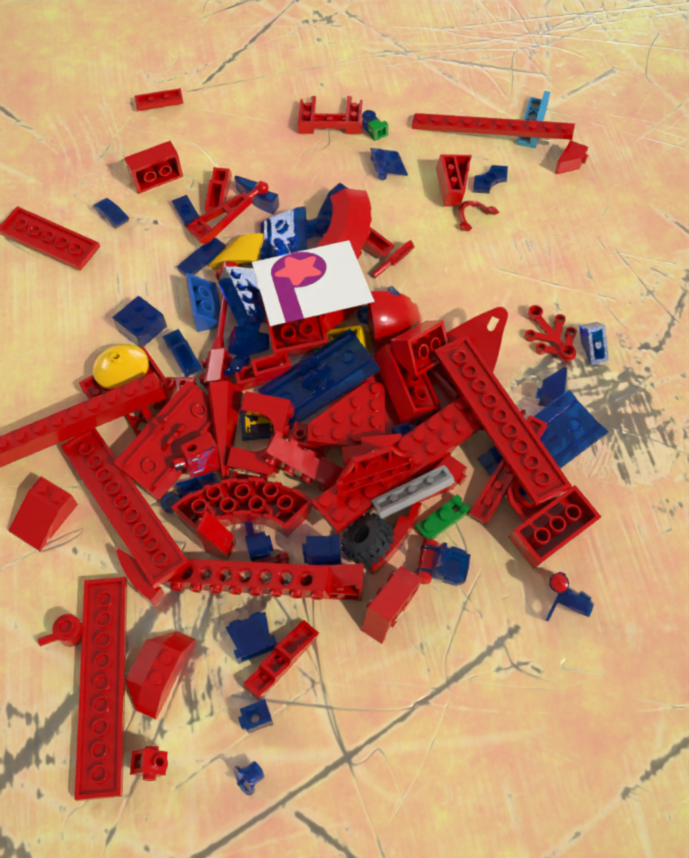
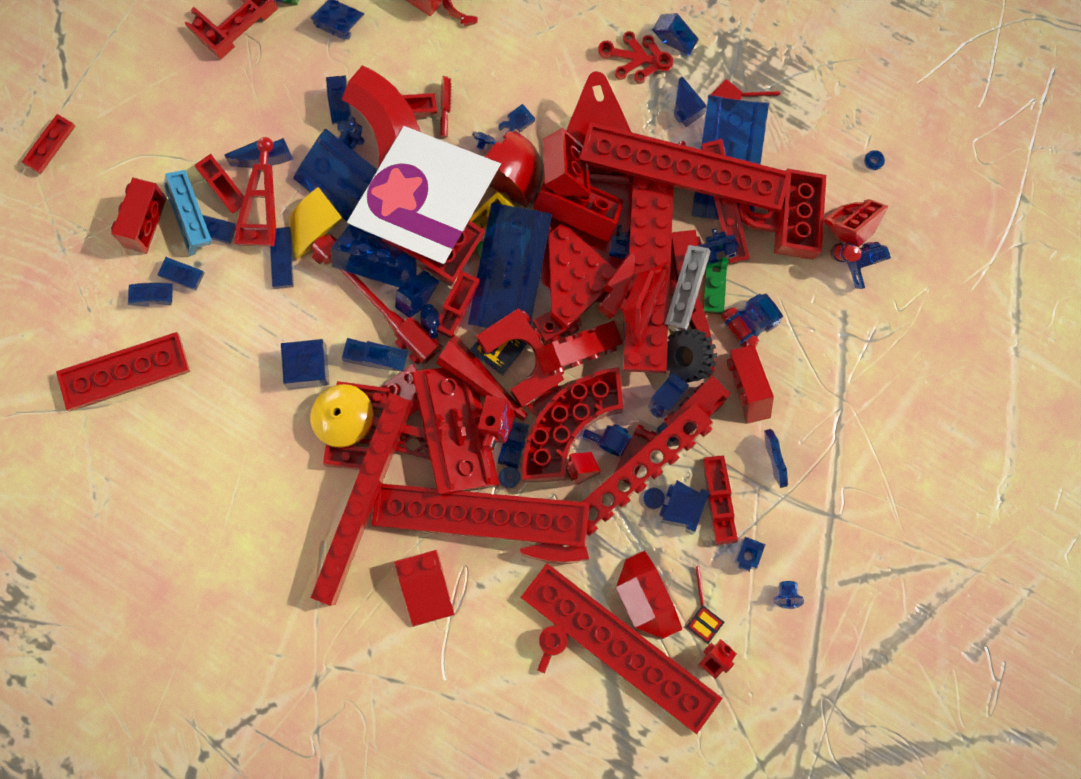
camera: 50 degrees left, 15 degrees up
(139, 217) = (180, 273): none -> clear blue plate
(175, 731) = (704, 623): none -> piece
(181, 187) = (186, 211): none -> dark azure fence
(203, 302) = (336, 296): blue slope -> none
(241, 611) = (654, 498): none -> clear blue piece
(354, 665) = (778, 465): none -> clear blue tile
(430, 304) = (518, 119): none -> clear blue plate
(471, 489) = (720, 242): none -> clear blue hips
(592, 572) = (856, 221): none -> red wedge
(596, 410) = (730, 91): none -> red piece
(657, 541) = (878, 156): none -> clear blue plate

